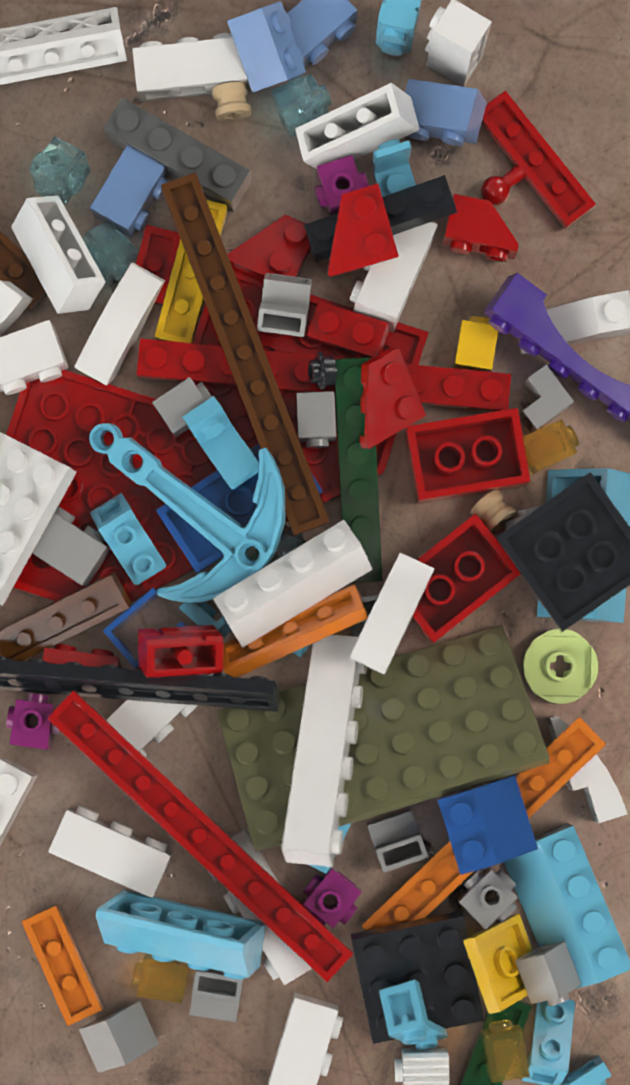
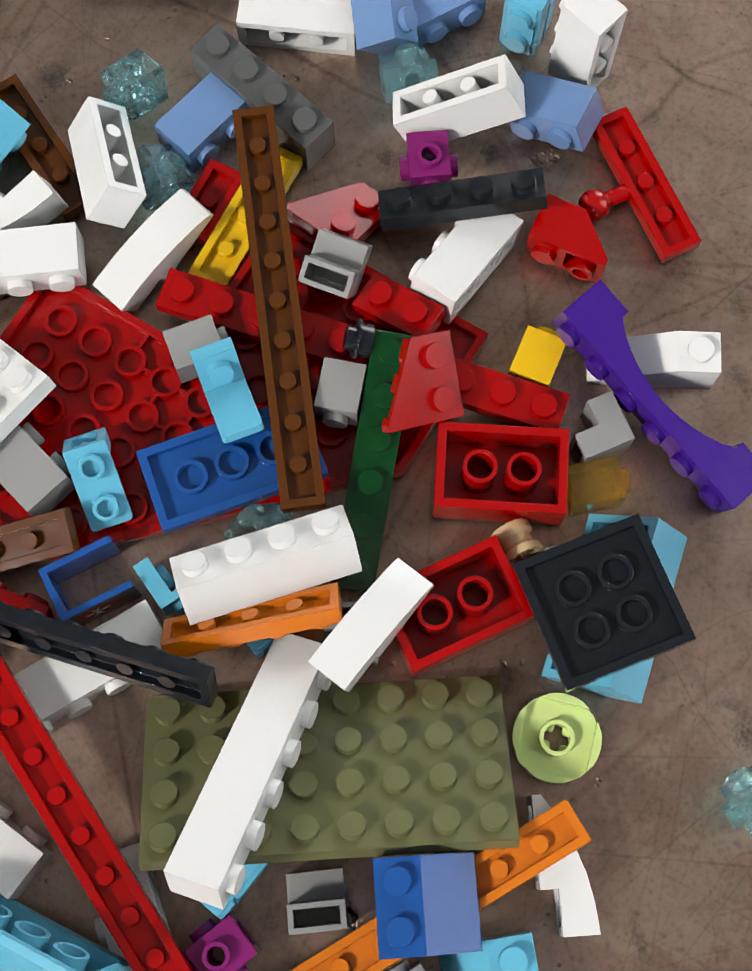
camera: 15 degrees right, 10 degrees down
(180, 651) = (116, 610): red brick -> none
(214, 524) = (202, 488): medium azure piece -> none
(231, 101) = (333, 58): tan wheel -> none
(361, 232) = (437, 203): red wing -> none
(392, 166) = (488, 147): medium azure bracket -> none

